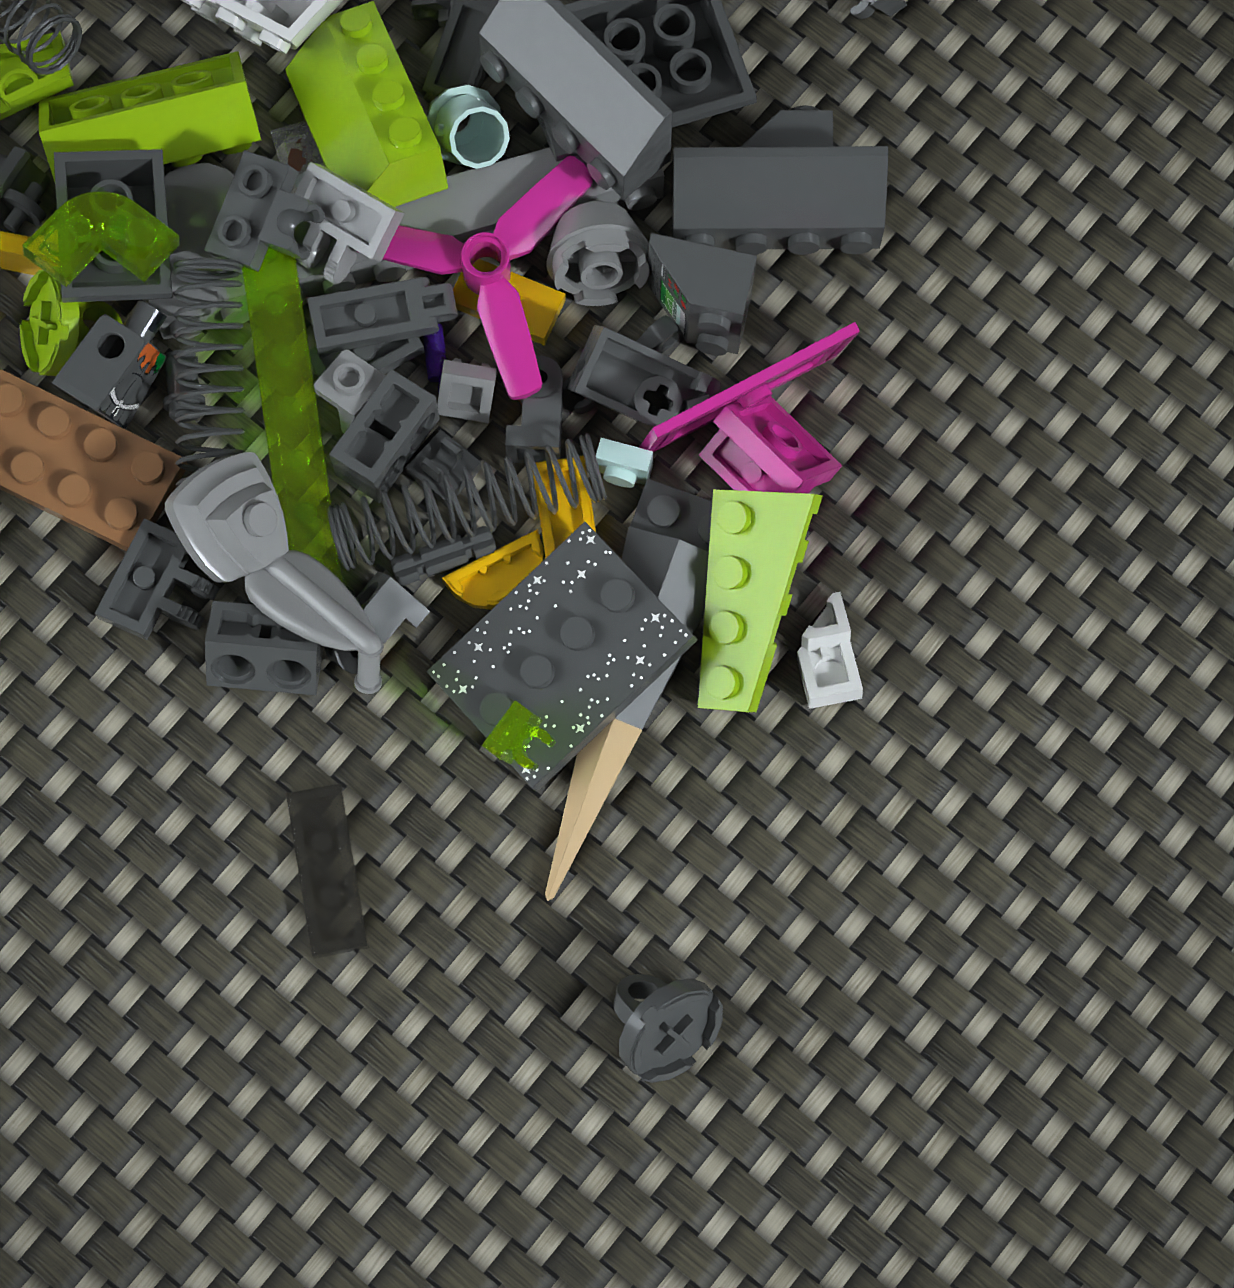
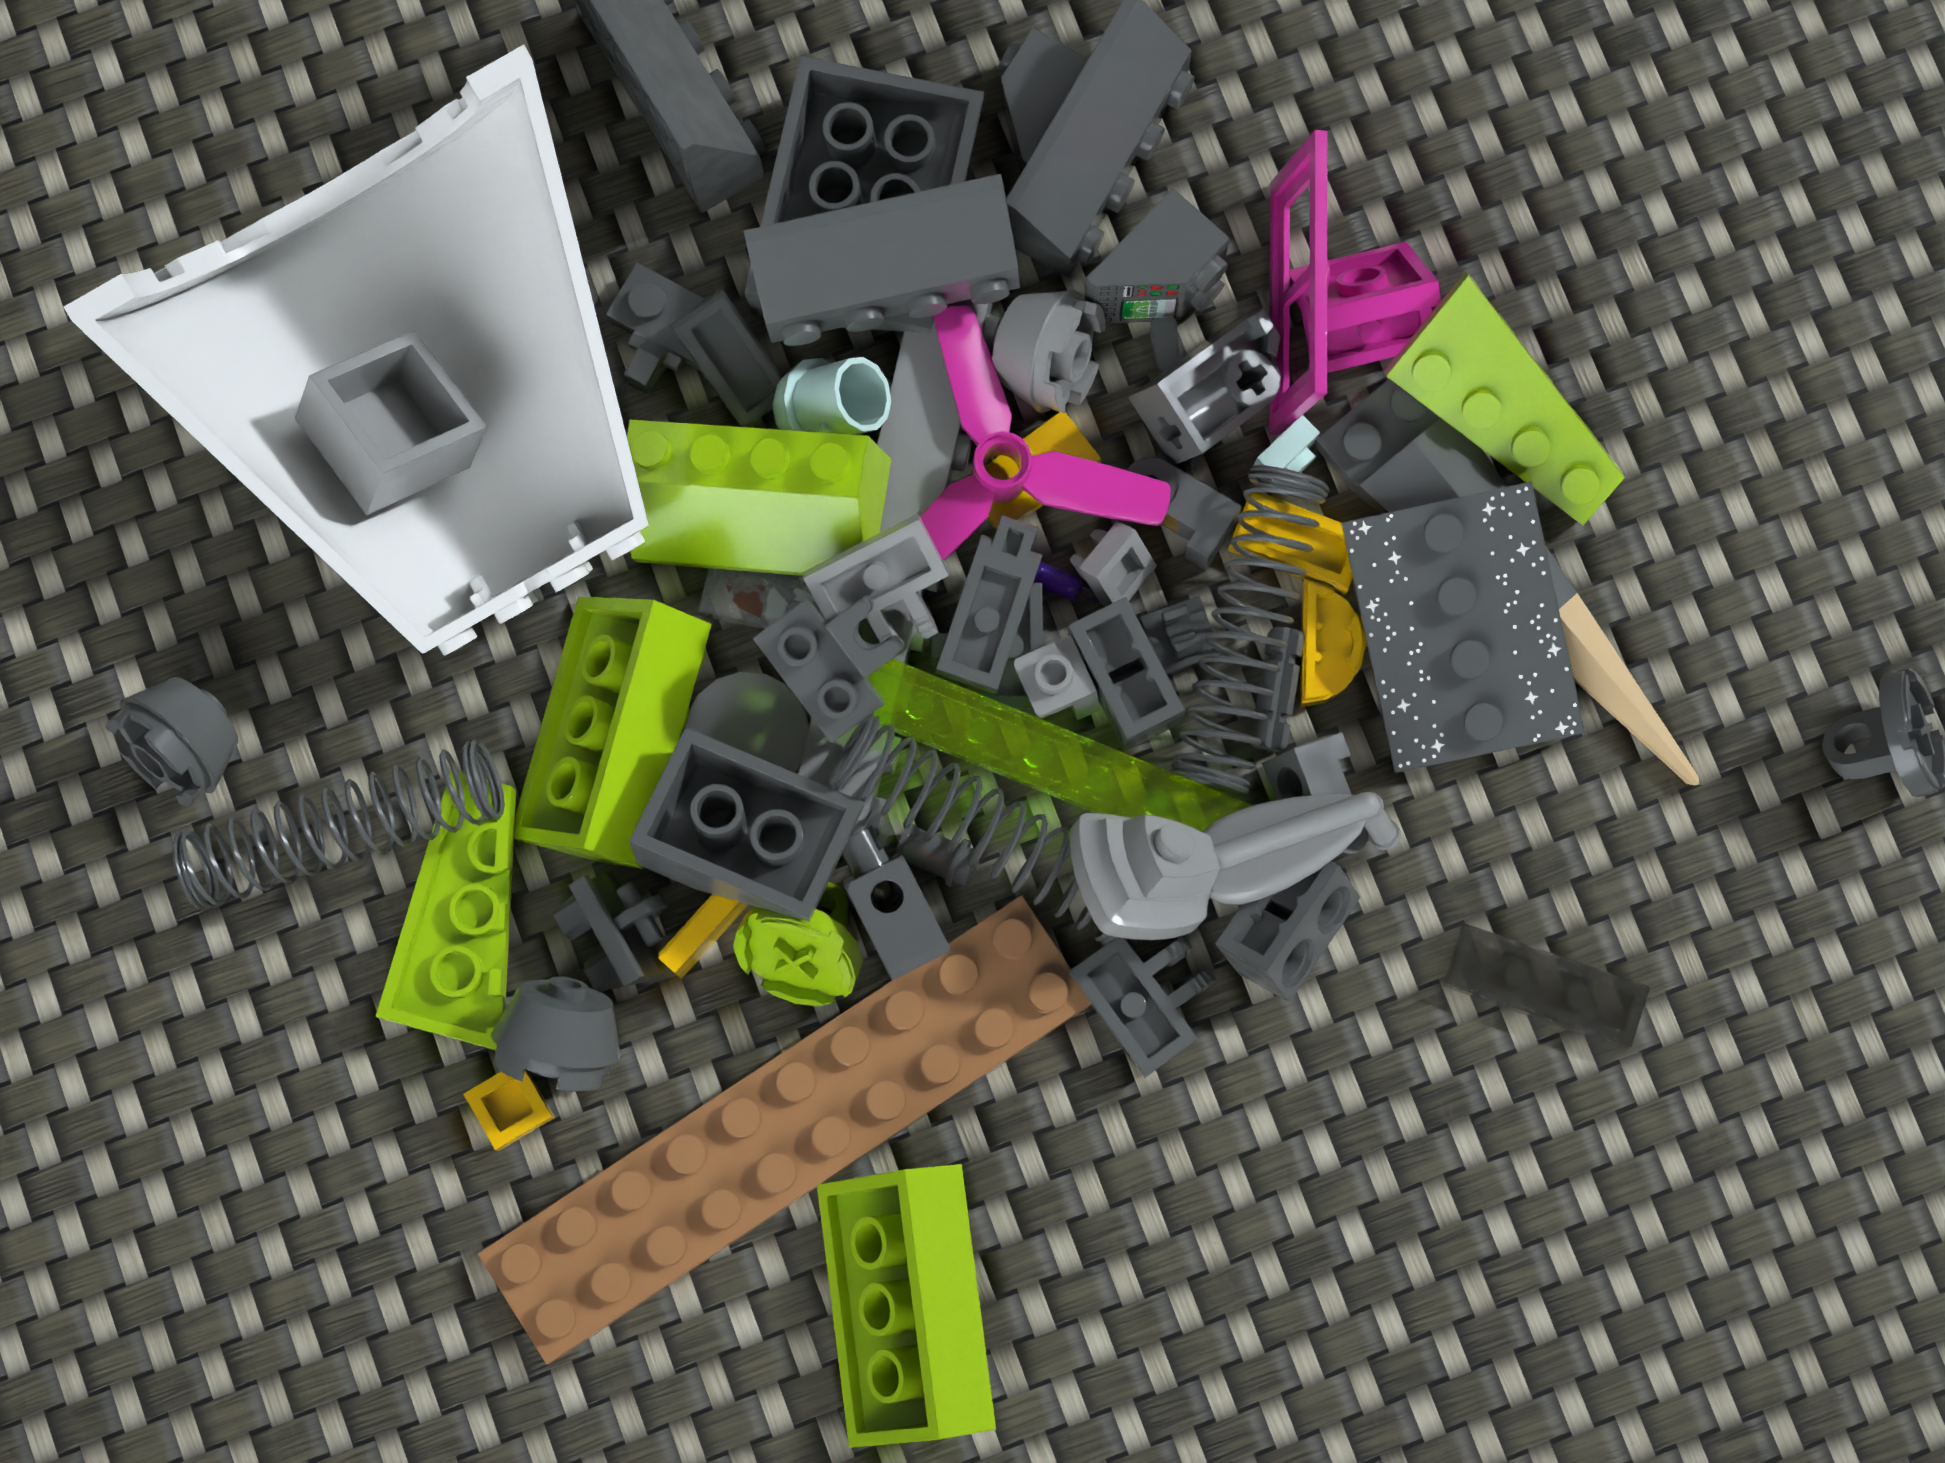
camera: 55 degrees left, 5 degrees up
(98, 224) = (748, 831): clear neon green plate -> none
(513, 734) = (1532, 715): clear neon green tile -> none
(828, 658) = (1599, 371): white slope -> none

